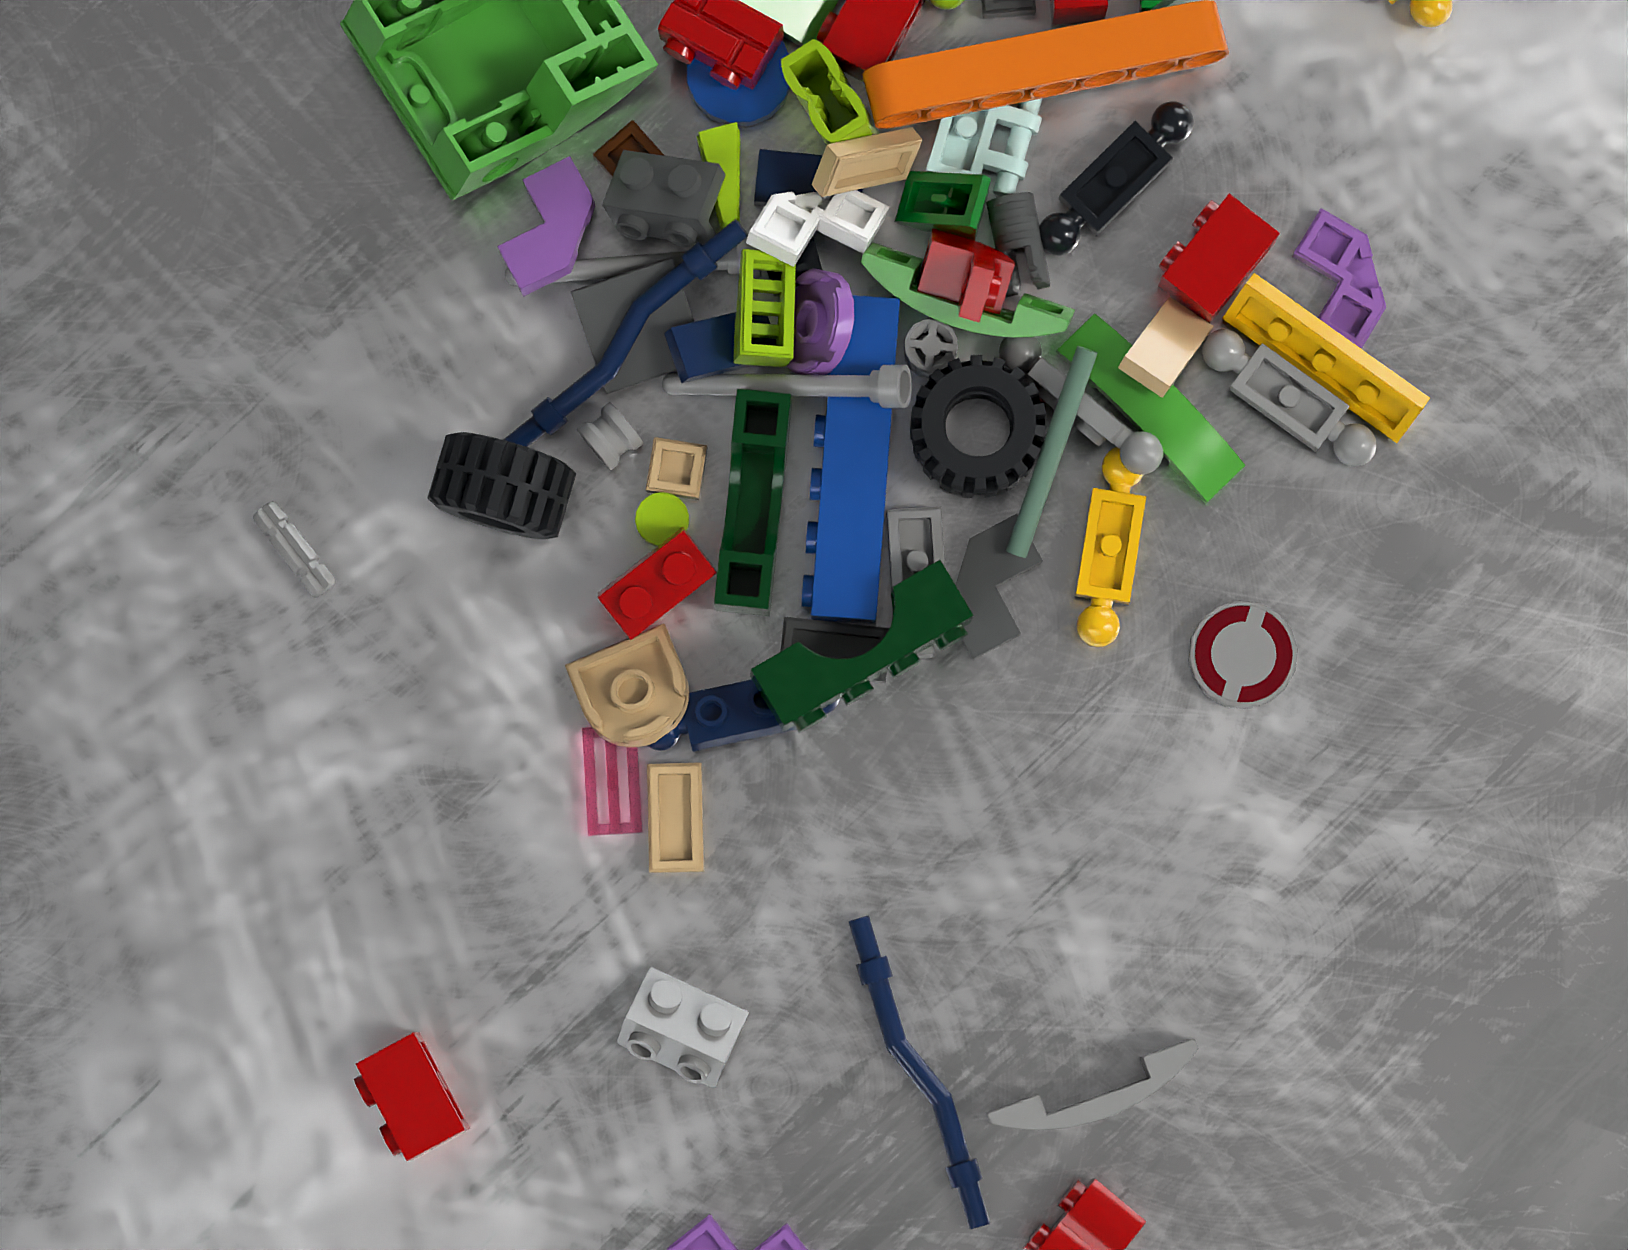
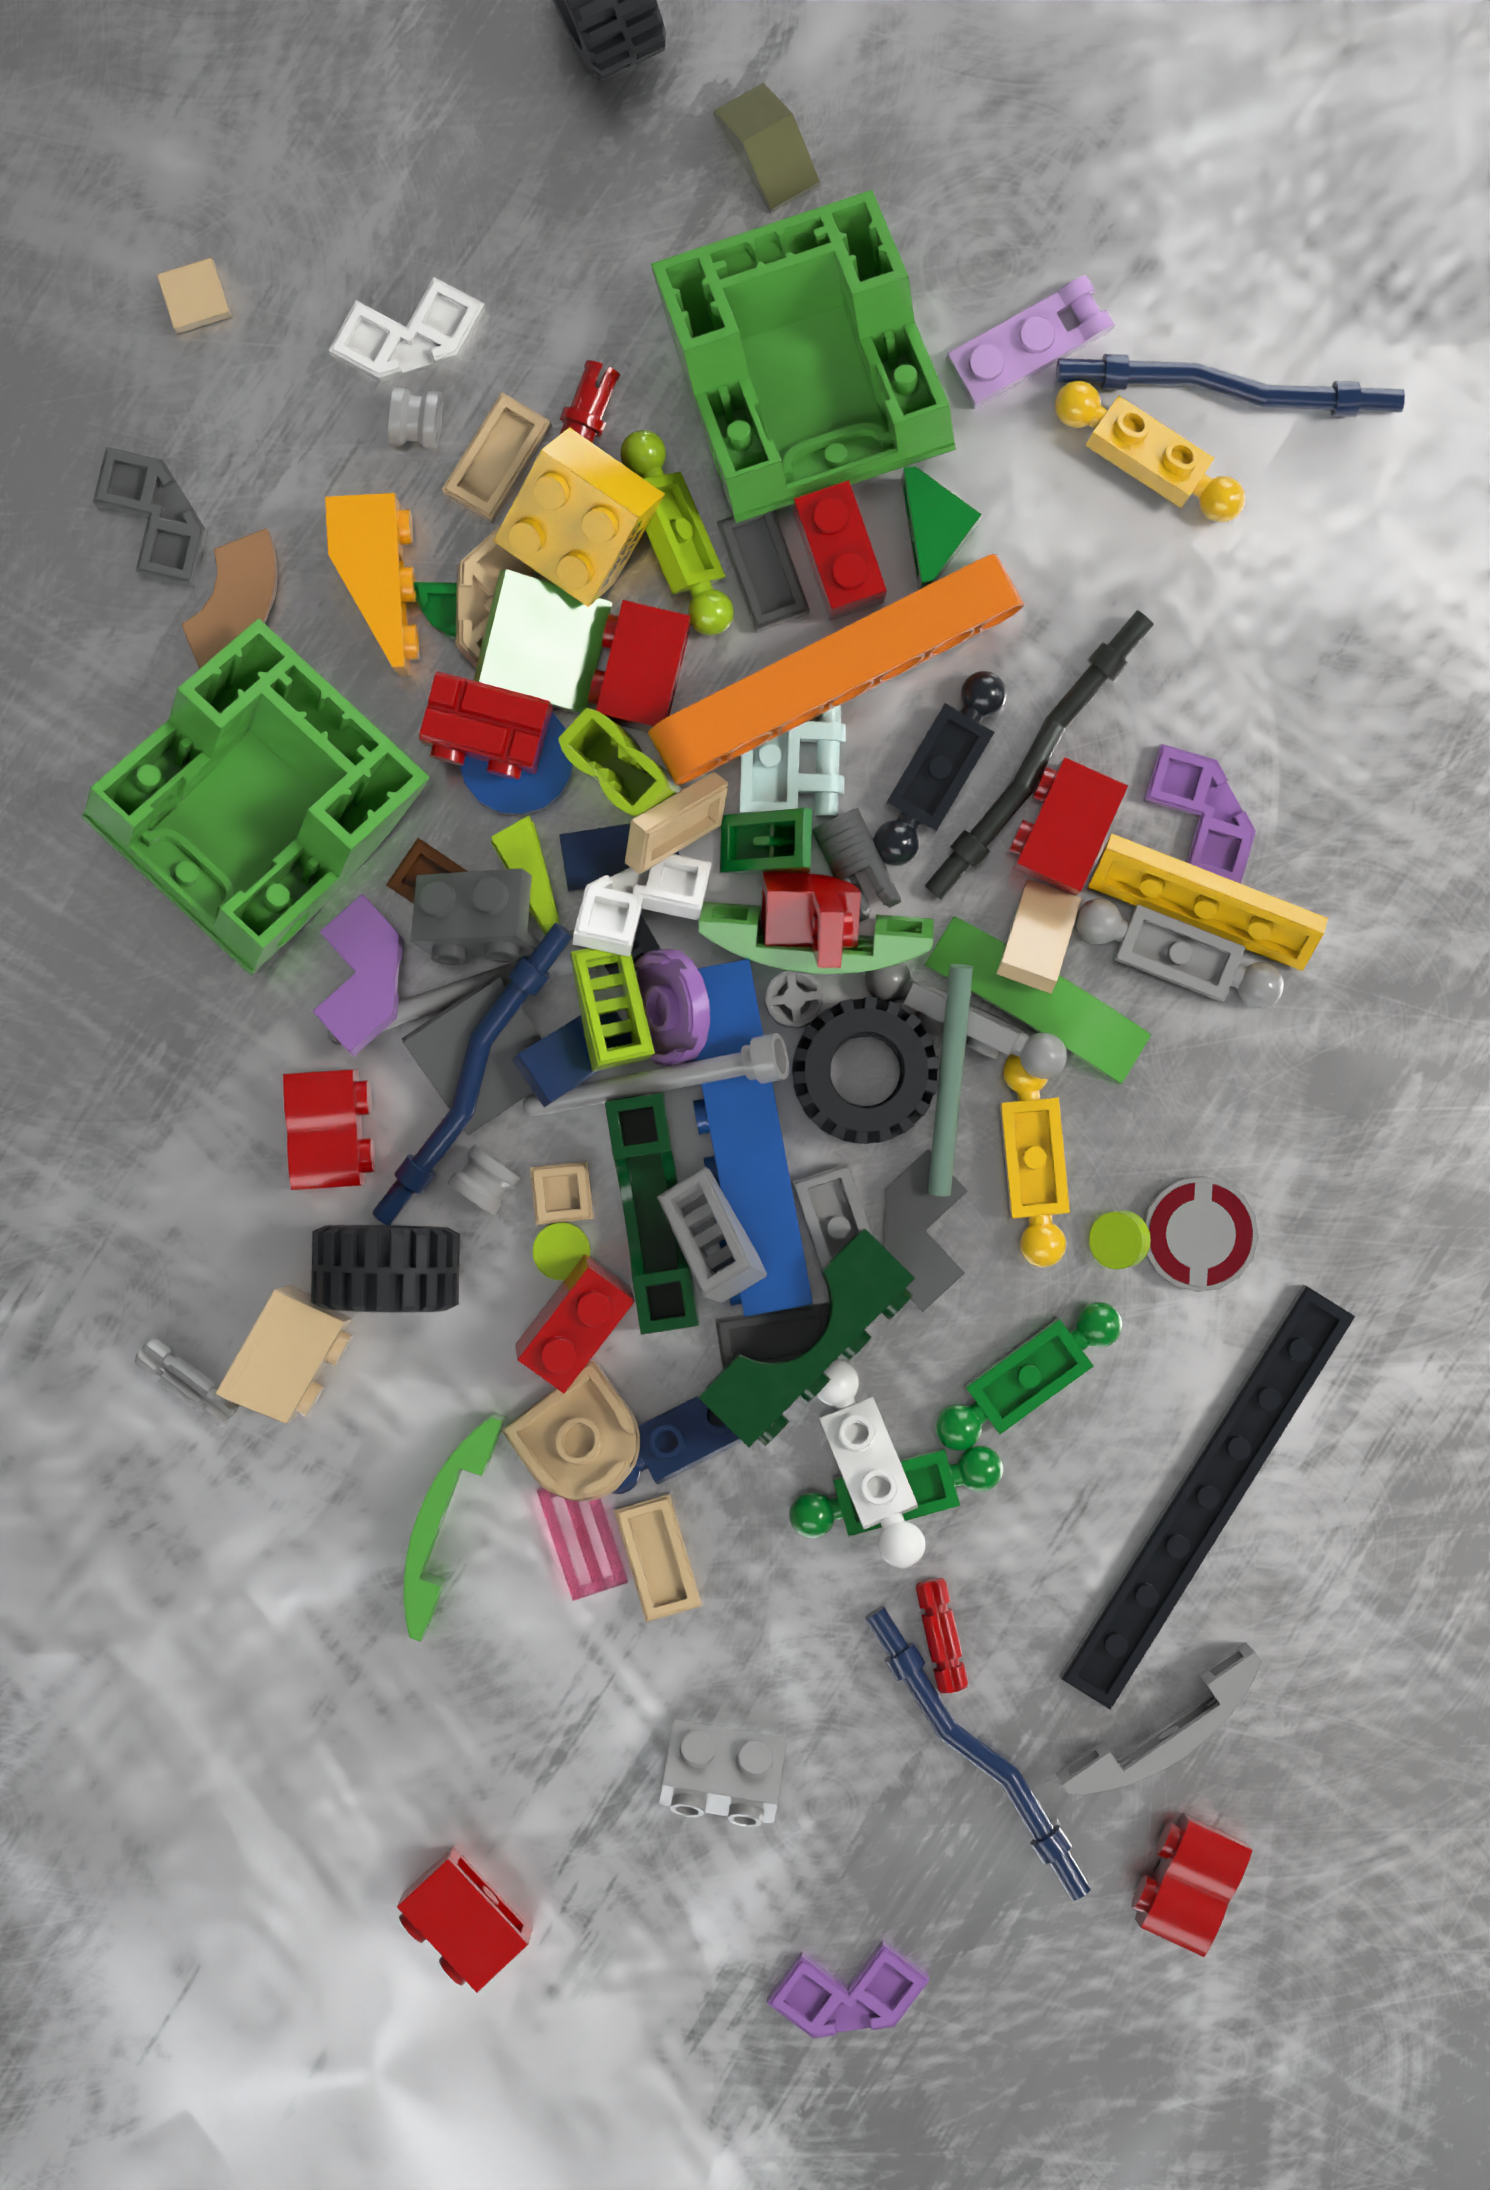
camera: 20 degrees left, 5 degrees up
(391, 543) = (285, 1356): none -> tan slope
(481, 355) = (326, 1129): none -> red brick
(534, 676) = (421, 1587): none -> bright green slope
(812, 566) = (748, 1266): none -> light grey slope
(889, 780) = (870, 1467): none -> white plate
(906, 813) = (930, 1480): none -> green plate
(914, 956) = (941, 1635): none -> red axle
(1054, 740) = (1029, 1376): none -> green plate
(1168, 639) = (1119, 1239): none -> lime tile
(1188, 894) = (1206, 1496): none -> black tile
(1288, 124) = (1106, 664): none -> pearl dark grey bar

